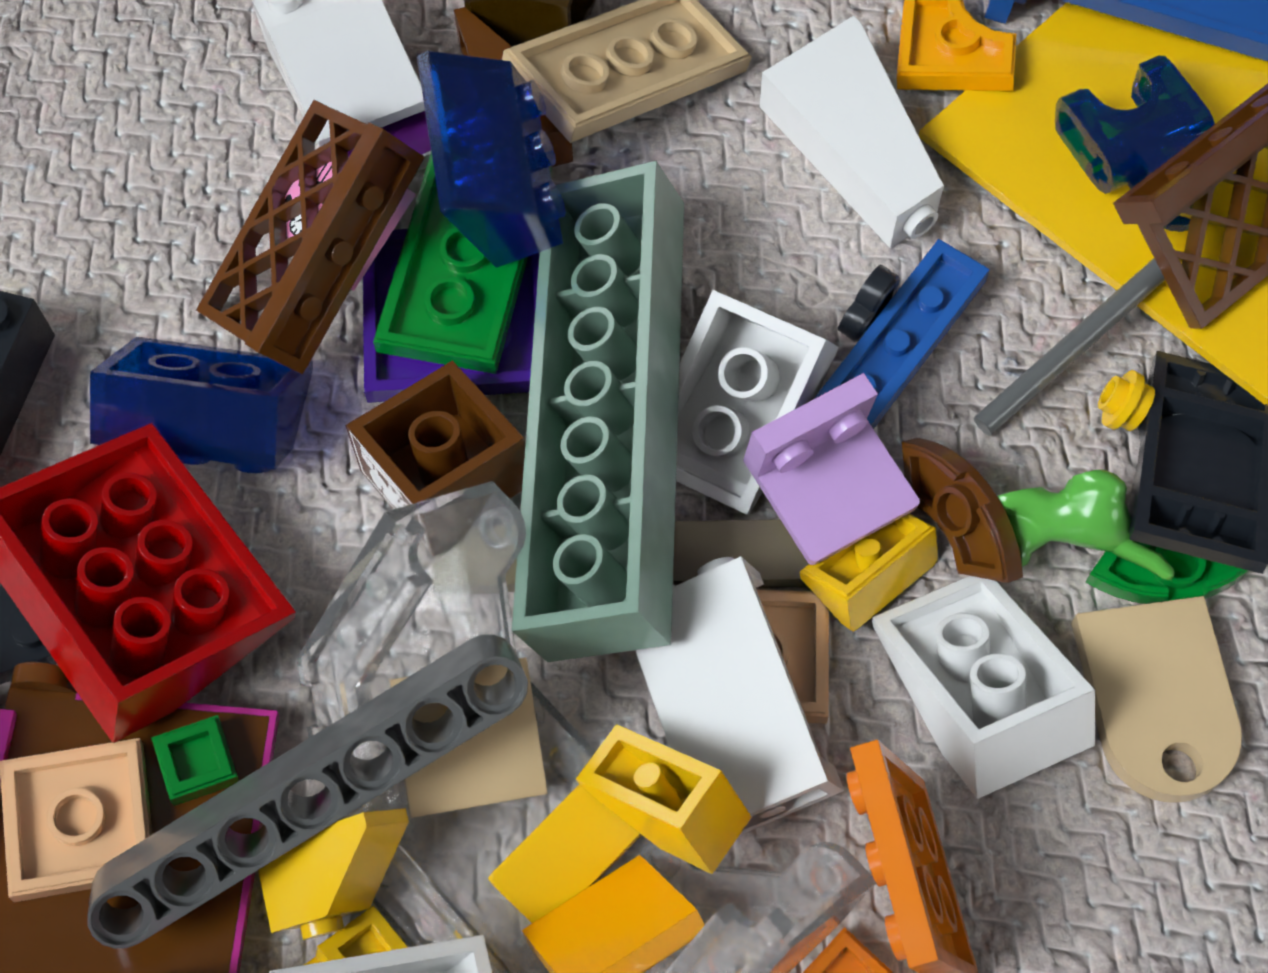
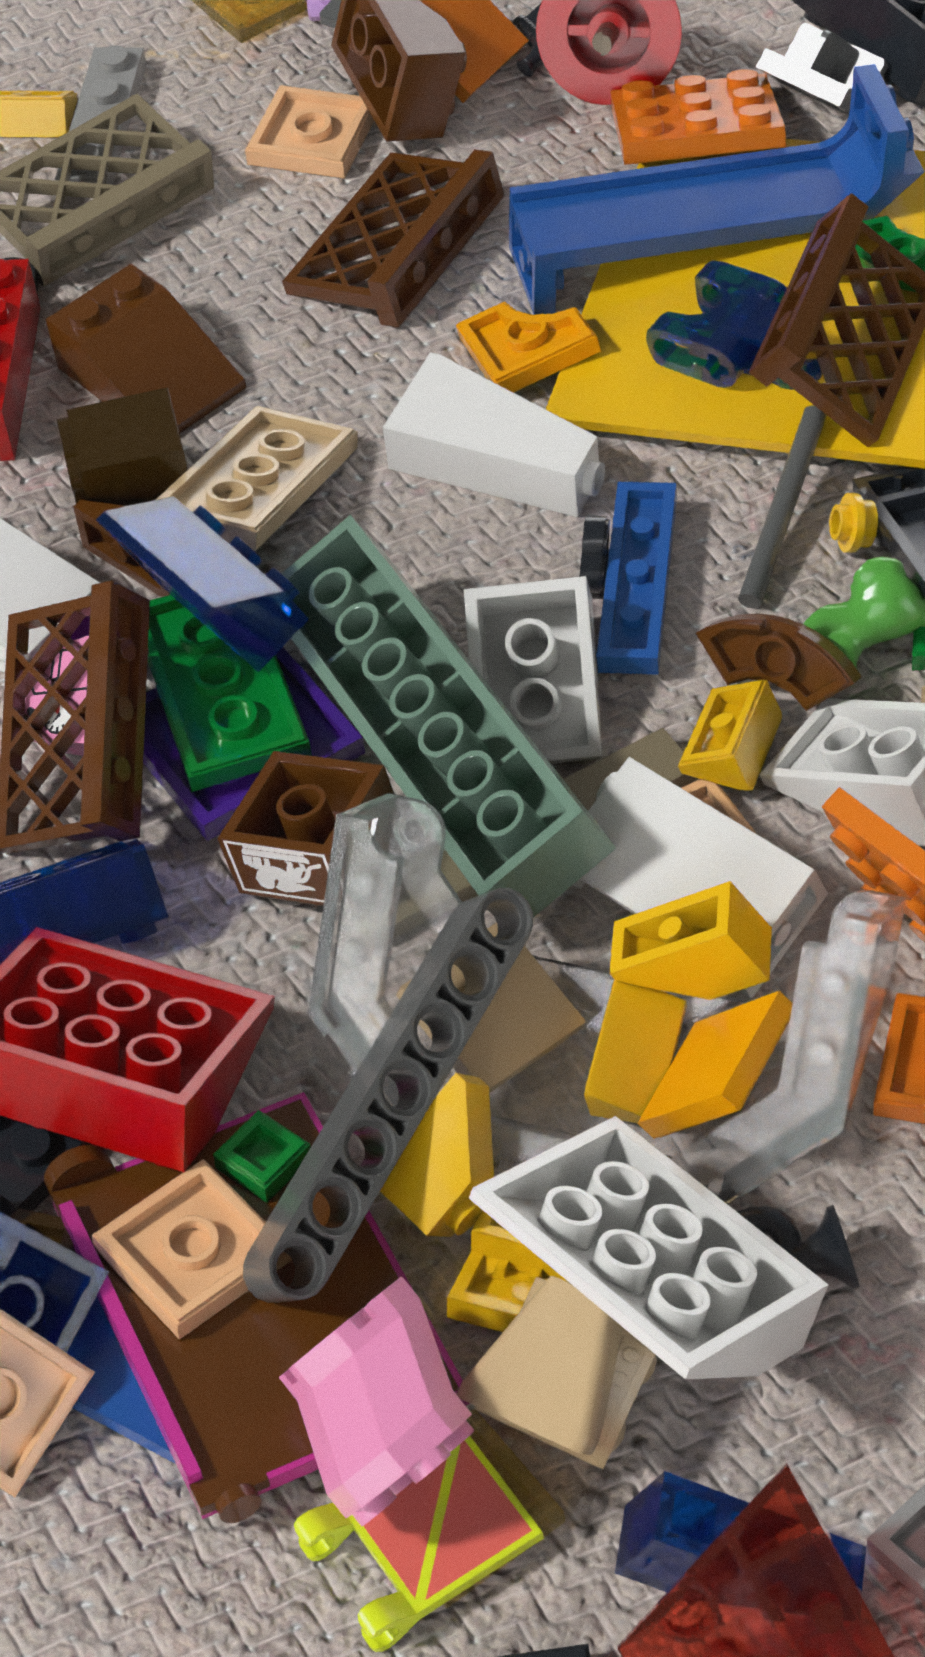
camera: 25 degrees left, 15 degrees down
(829, 472) = (649, 676): lavender bracket -> none

